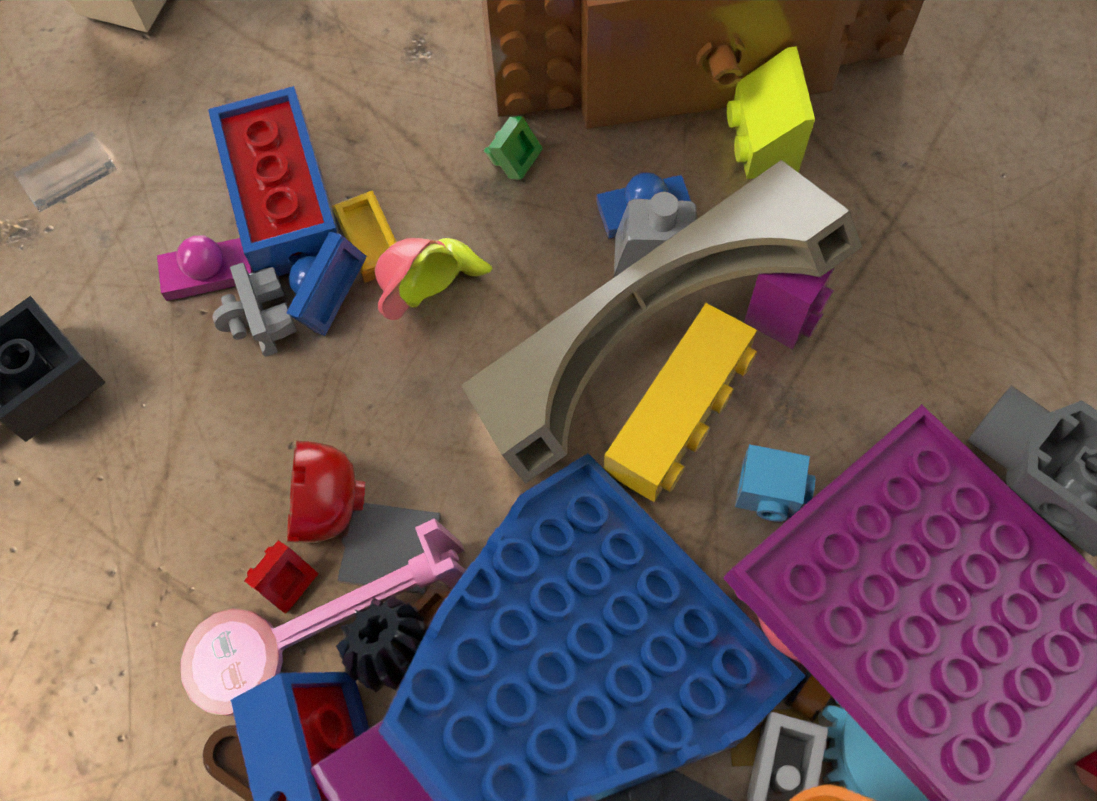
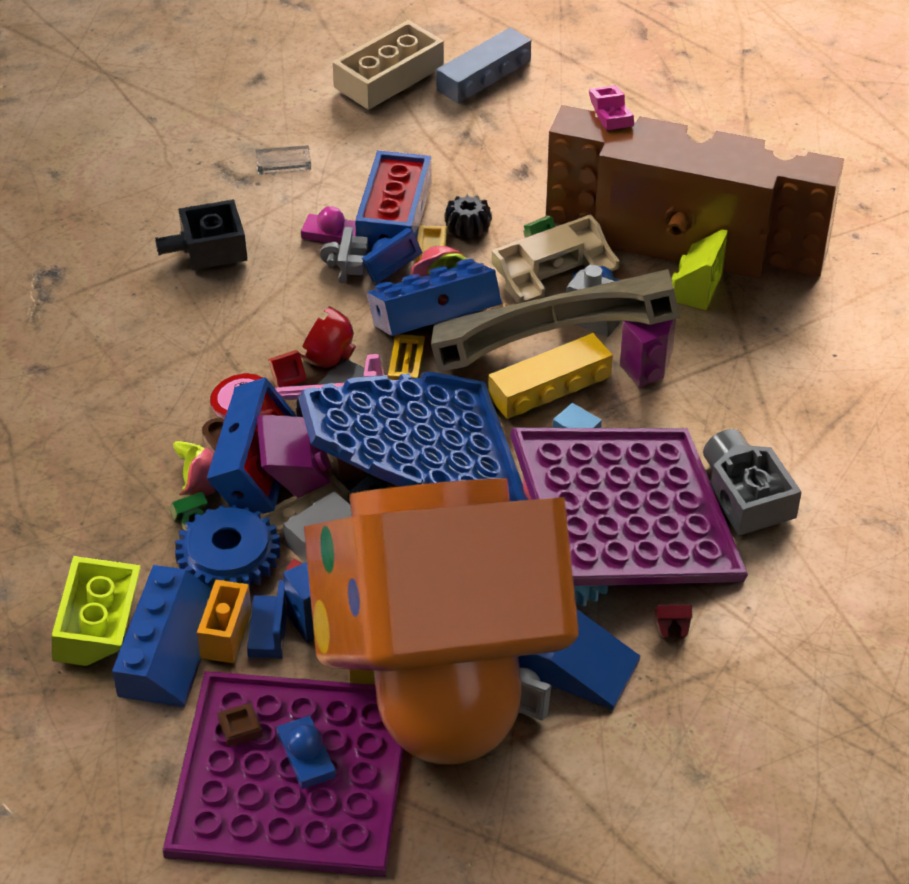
camera: 25 degrees right, 20 degrees down
(395, 161) = (468, 216): none -> black gear
(437, 341) = (433, 297): none -> blue brick
(460, 497) = (410, 340): none -> yellow tile
(548, 180) = (551, 253): none -> tan bracket

